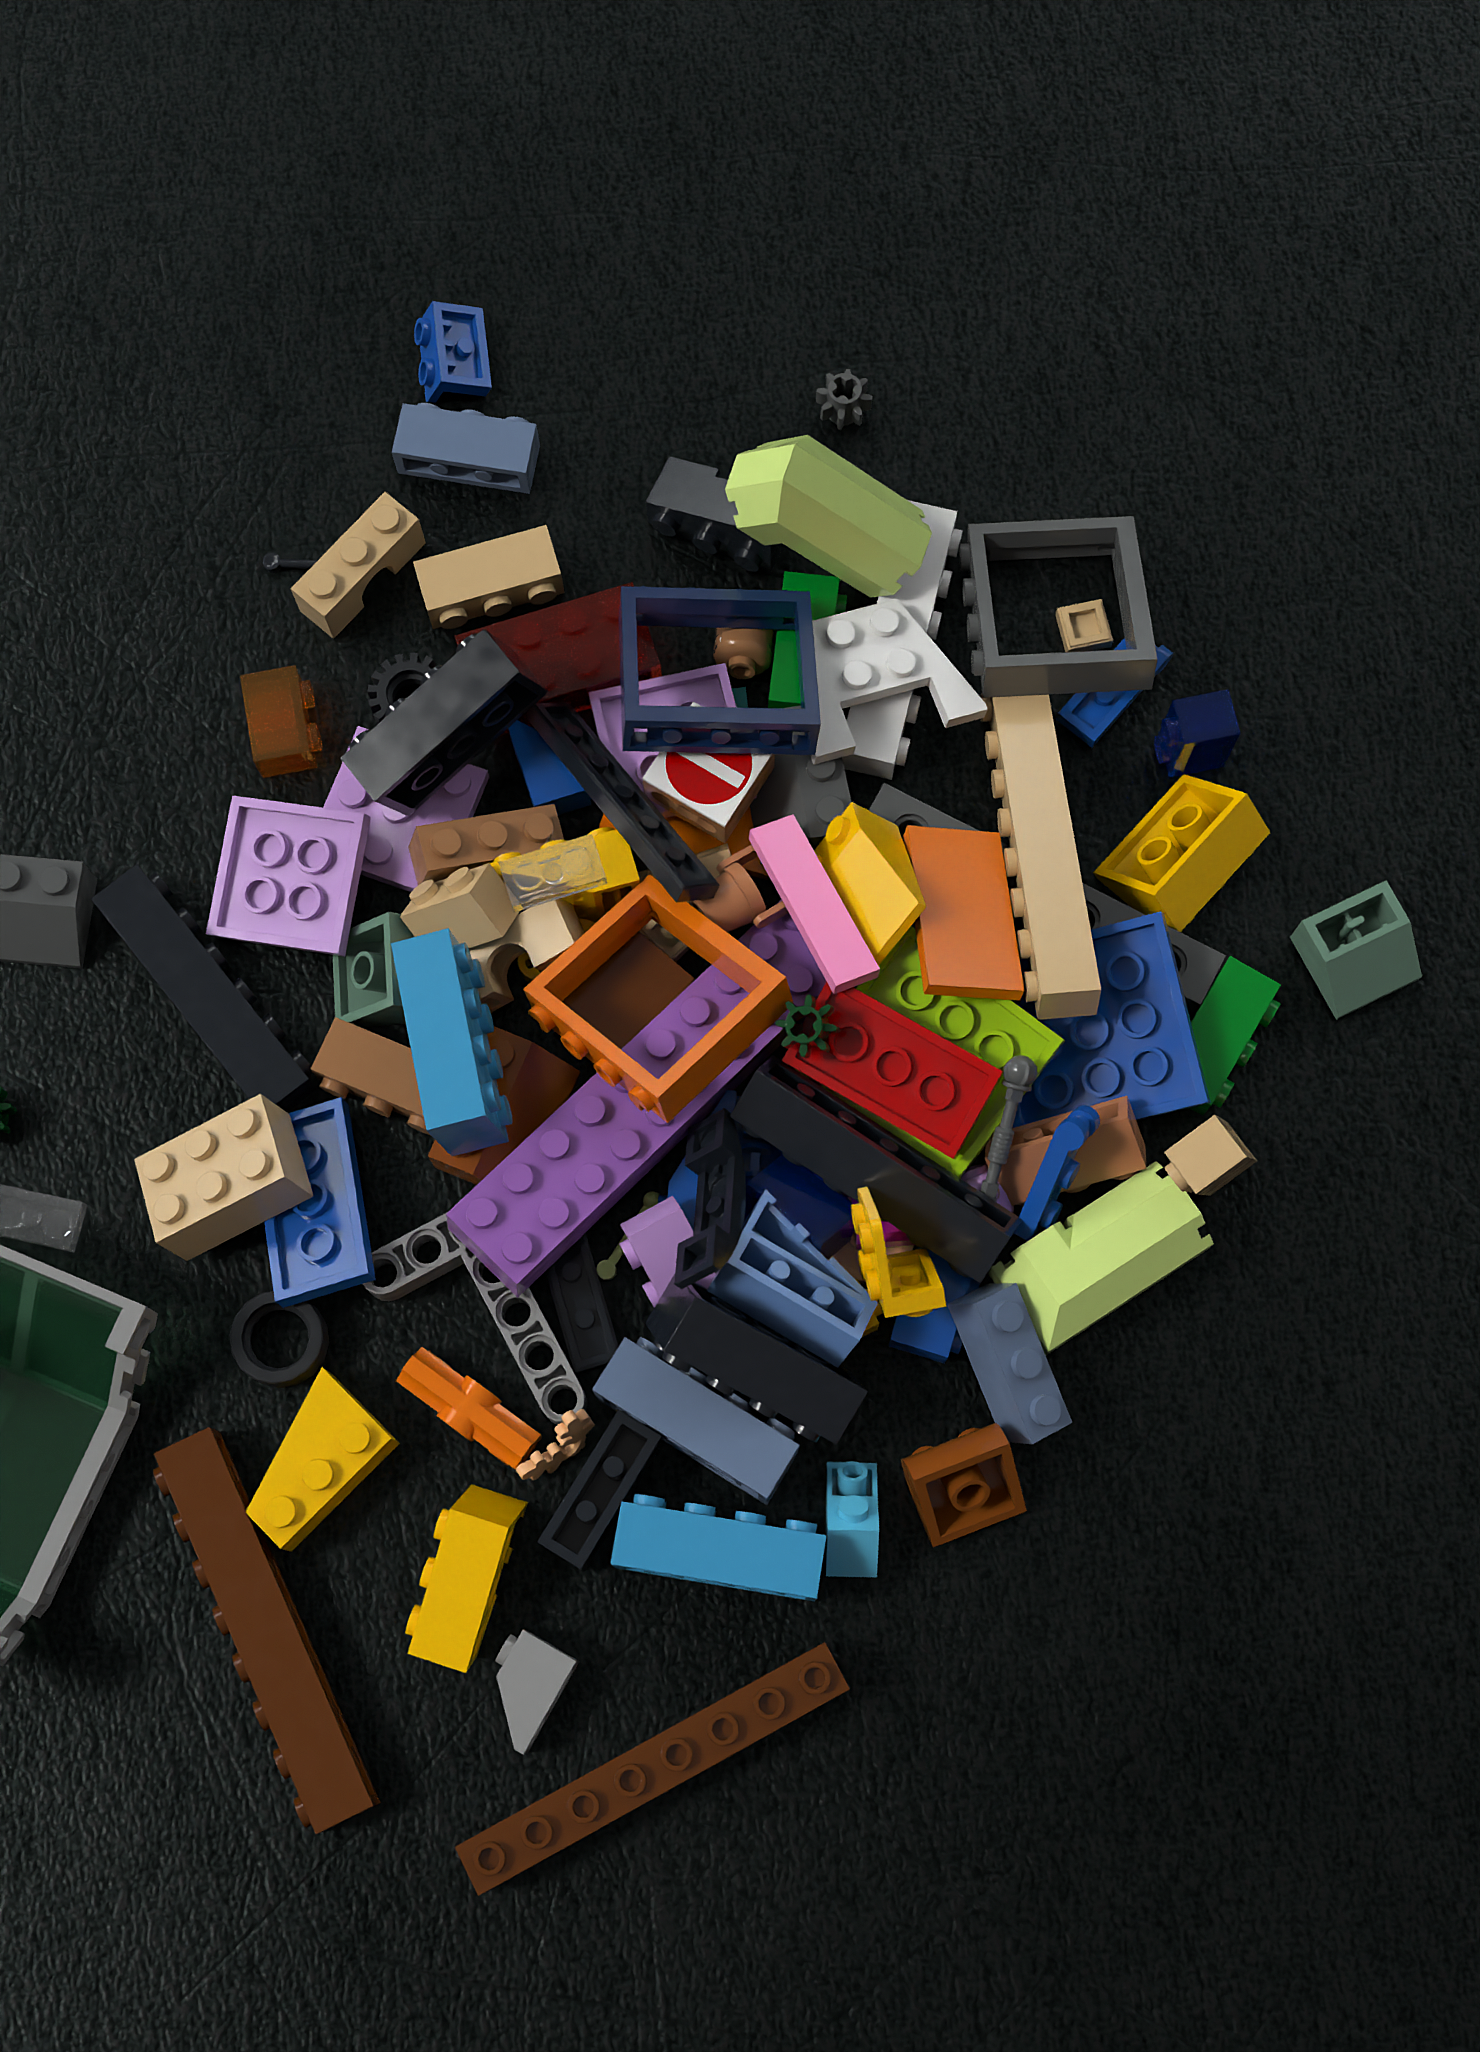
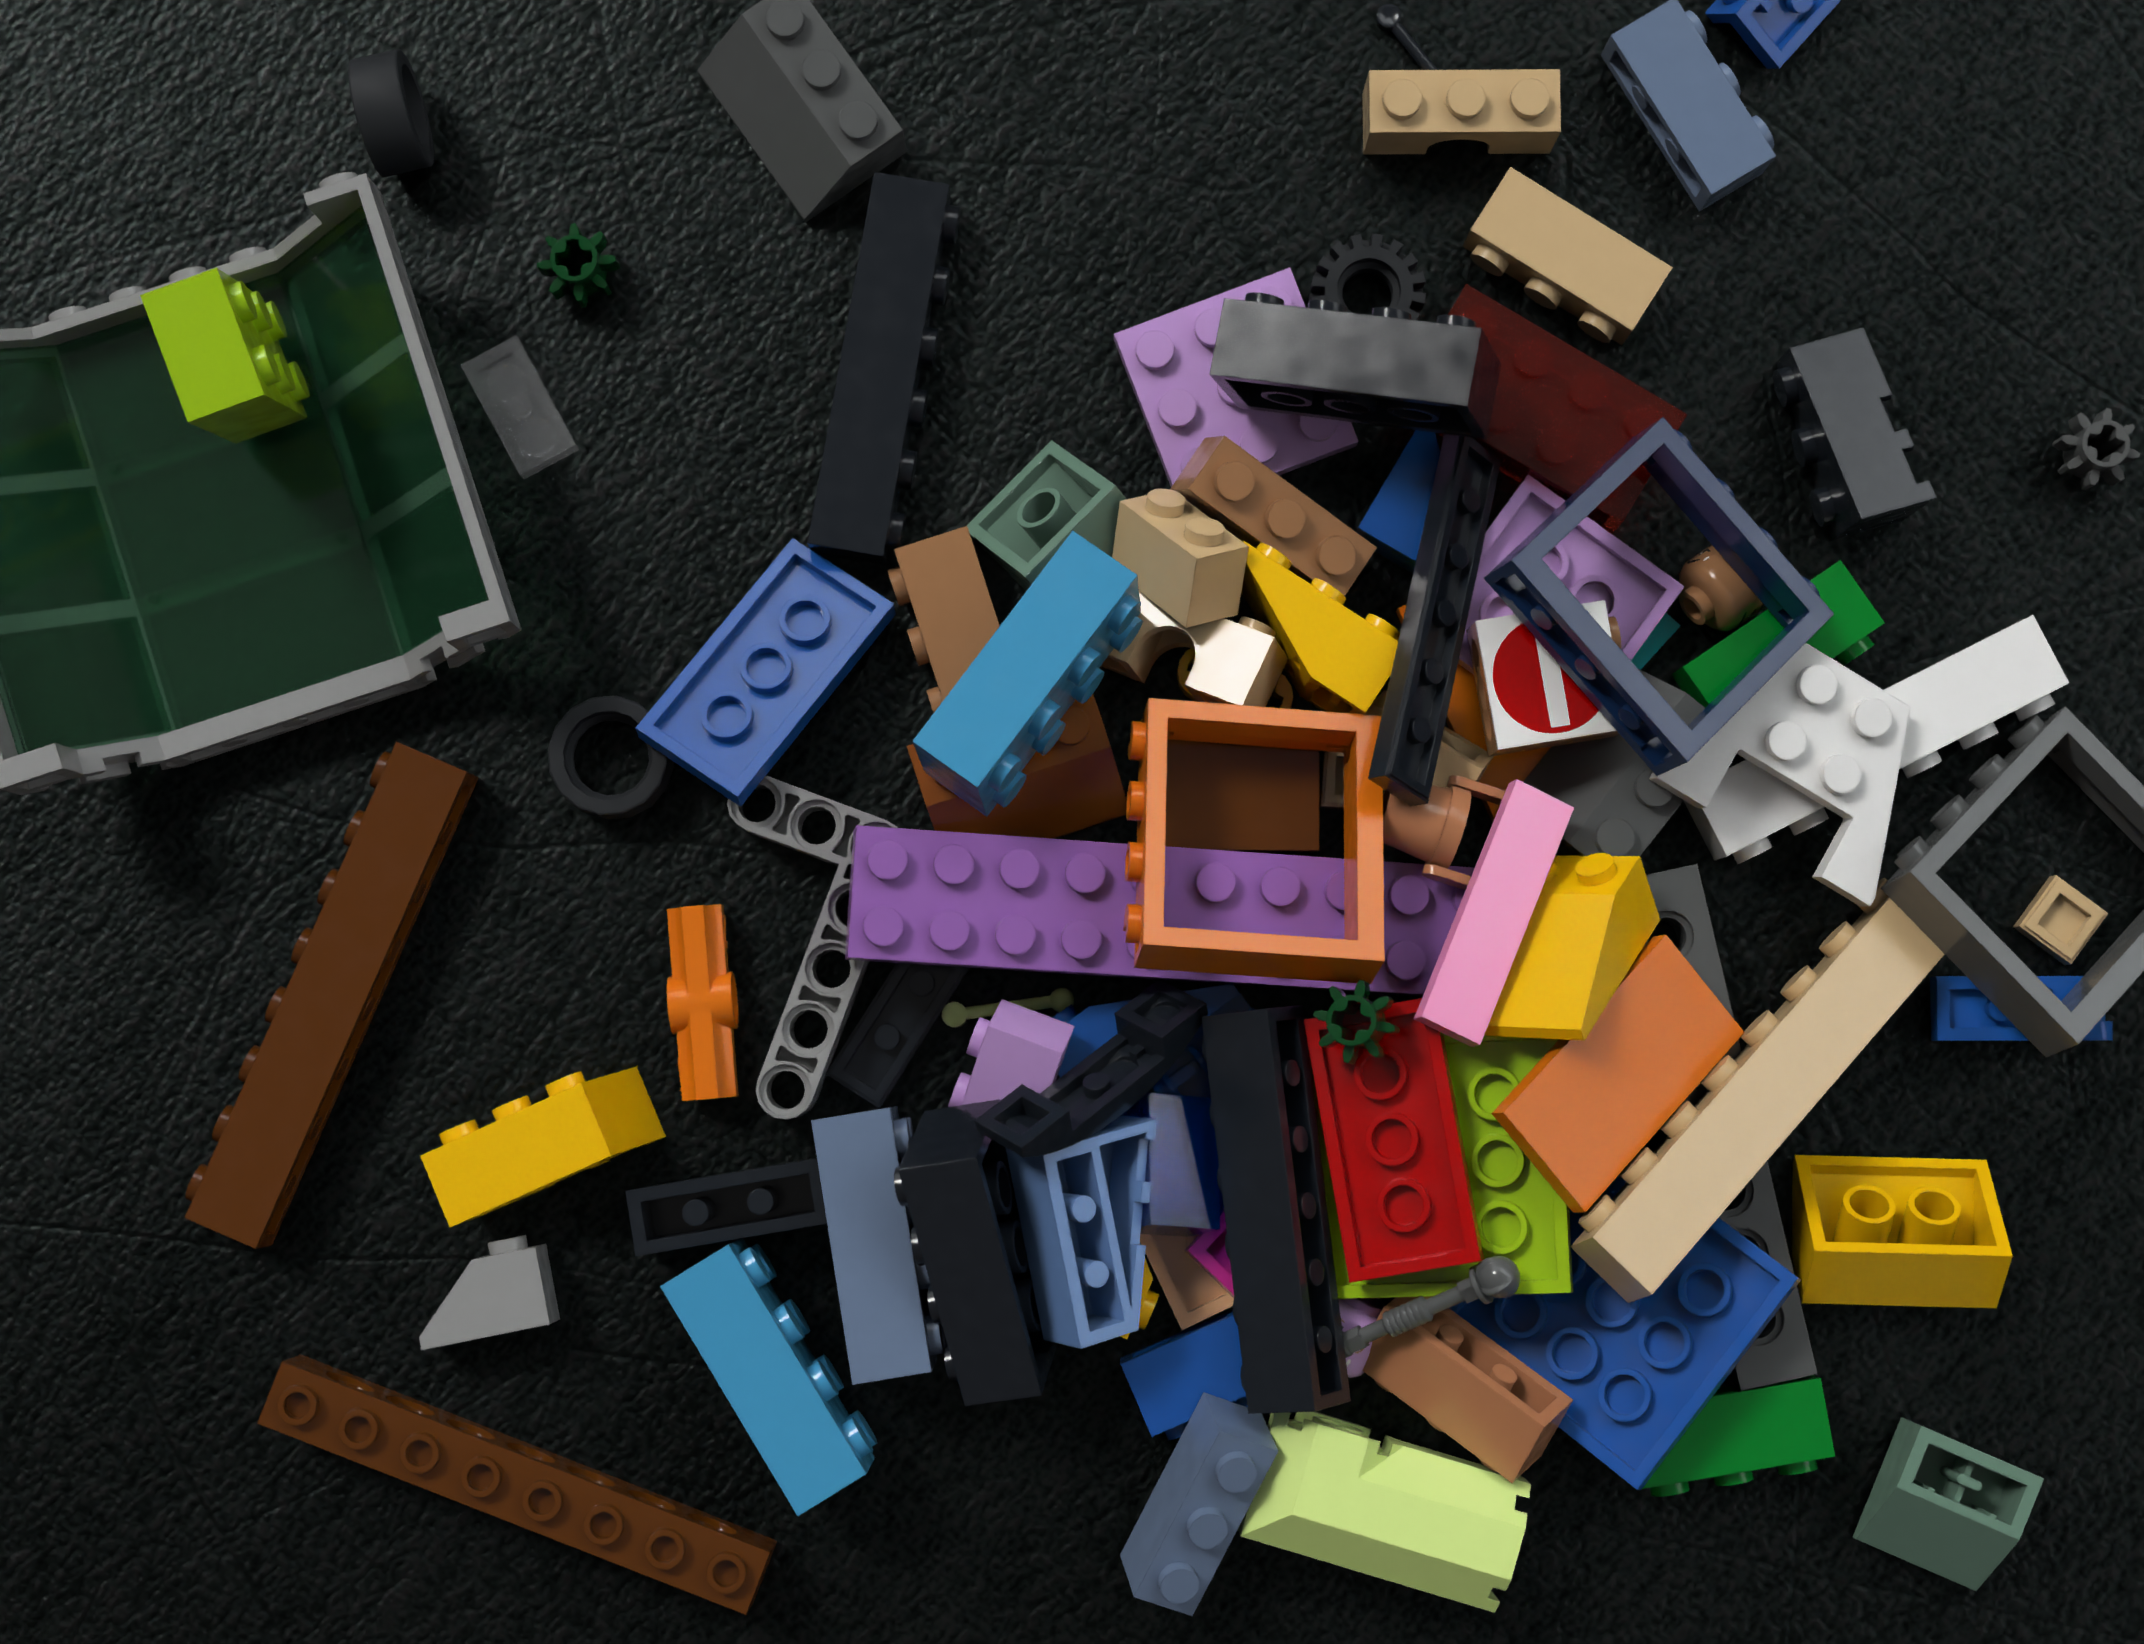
camera: 50 degrees right, 10 degrees up
(223, 1177) = (712, 564): tan brick -> none
(280, 721) = (1225, 185): clear orange brick -> none
(288, 875) = (1071, 344): lavender plate -> none
(318, 1463) = (530, 904): yellow wedge -> none
(553, 872) = (1294, 619): clear plate -> none
(571, 1439) = (755, 1130): light nougat animal -> none
(828, 513) = (1936, 560): yellowish green brick -> none
(852, 1519) = (915, 1471): medium azure slope -> none
(900, 1281) = (1182, 1327): yellow bracket -> none
(964, 1483) = (1043, 1553): dark orange brick -> none
(1056, 1171) = (1430, 1398): blue plate -> none
(1197, 733) = (2038, 1145): clear blue brick -> none
(1208, 1158) = (1574, 1545): tan brick -> none

